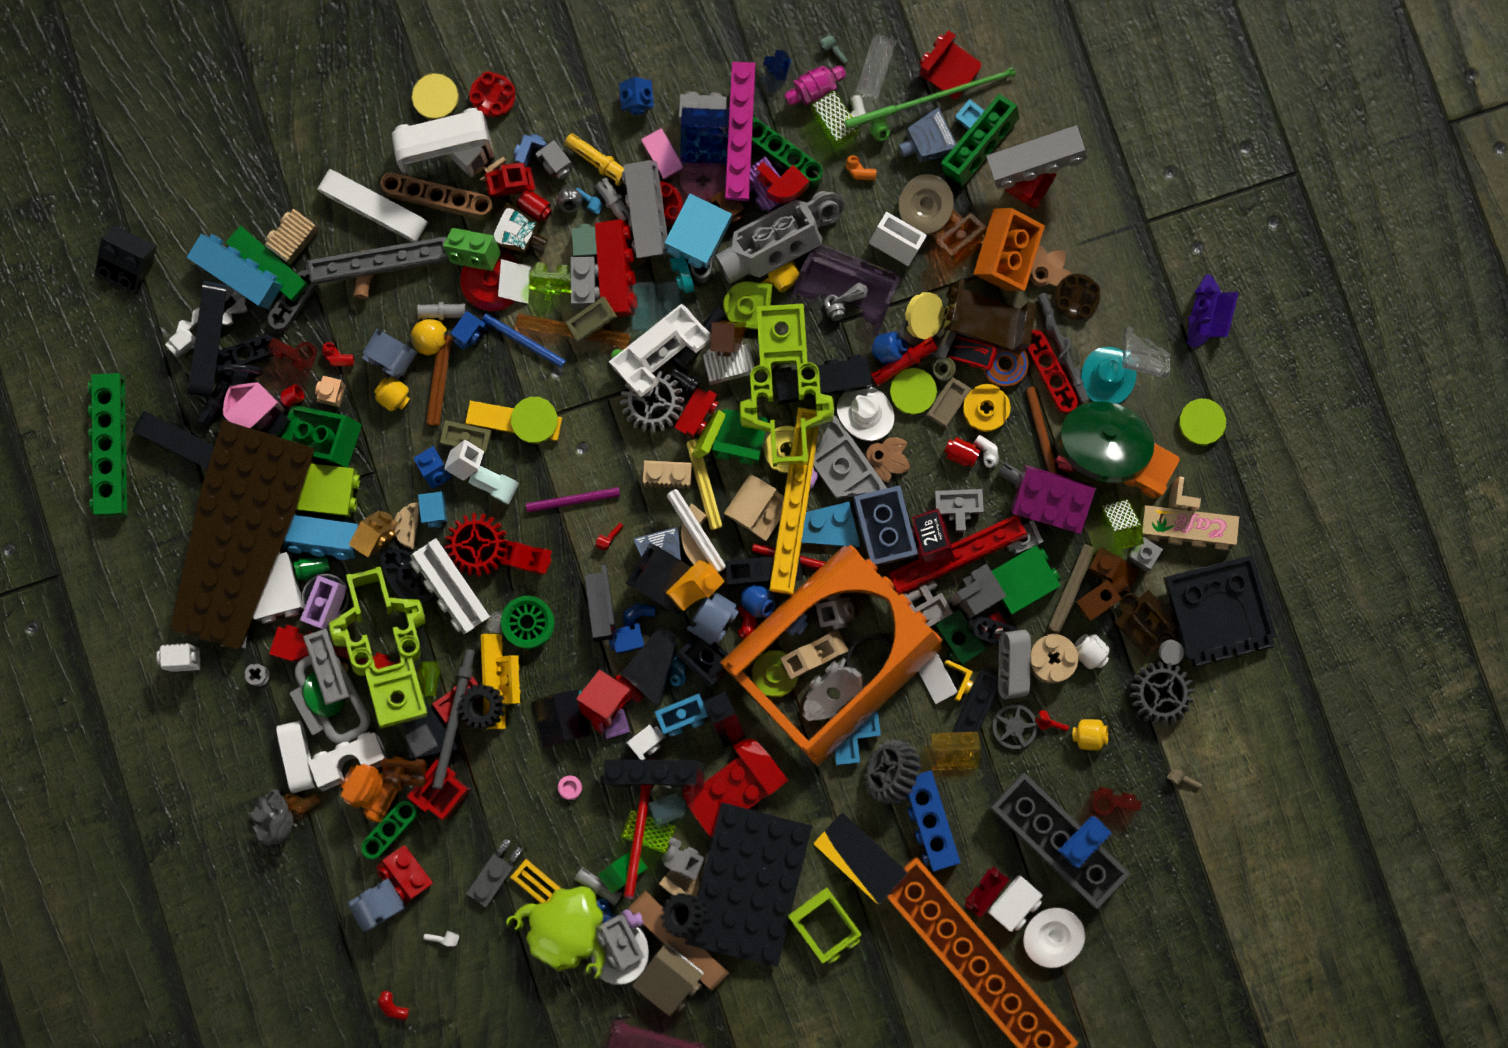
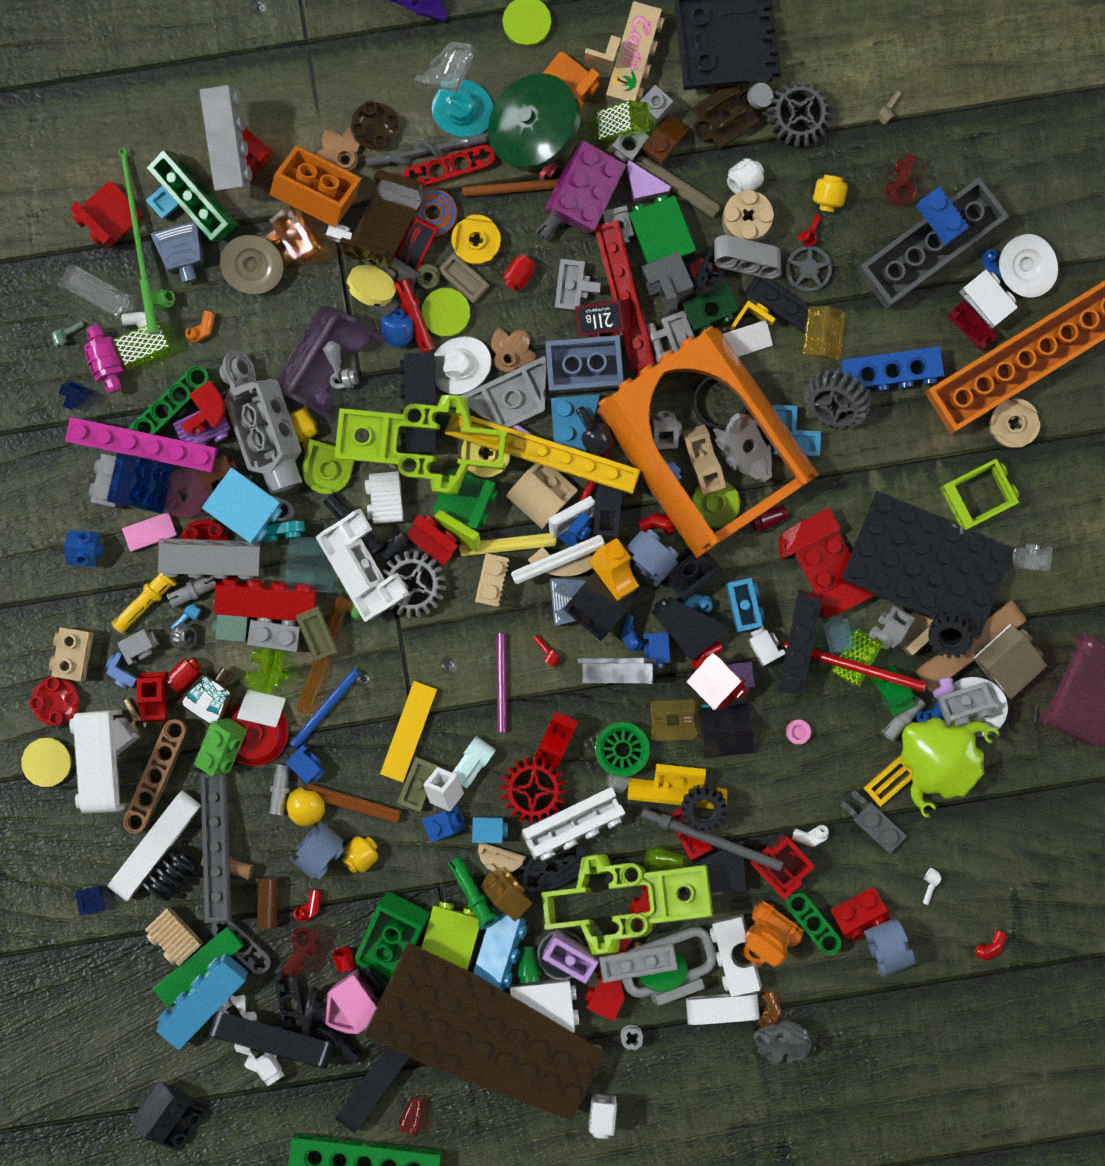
camera: 75 degrees left, 5 degrees up
(154, 482) = (412, 1116): none -> clear red cone
(313, 156) = (90, 900): none -> clear blue plate
(330, 391) = (346, 919): light nougat brick -> none
(334, 316) = (267, 902): none -> reddish brown brick
(347, 226) = (171, 875): none -> black piece
(362, 508) = (478, 902): none -> green pin
(403, 772) = (759, 899): reddish brown hips -> none
(421, 740) = (729, 876): clear tile -> none
(470, 817) = (811, 838): none -> white arm
(534, 420) = (412, 709): lime tile -> none
(538, 102) = (71, 654): none -> tan brick
(569, 677) = (686, 727): none -> clear yellow piece
(724, 719) = (755, 562): black slope -> none
(726, 337) = (360, 494): reddish brown slope -> none
(726, 544) = (578, 531): none -> blue bracket
(739, 538) = (563, 520): none -> white tile
(758, 600) = (639, 507): blue head -> none
(768, 726) = (769, 518): none -> dark red cone
(772, 986) = (1033, 558): none -> clear brick
(817, 548) = (597, 437): none -> black piece
(860, 858) = (918, 447): black sticker -> none
(897, 238) = (283, 300): white brick -> none
(912, 944) = (1028, 419): none -> tan plate
(970, 280) = (336, 233): none -> white plate
(990, 451) = (521, 244): white arm -> none
(1051, 900) = (990, 262): none -> blue arm
(1065, 556) = (644, 185): none -> lavender slope
(1091, 538) = (625, 156): none -> light grey brick
(1092, 604) = (696, 167): reddish brown torso -> none

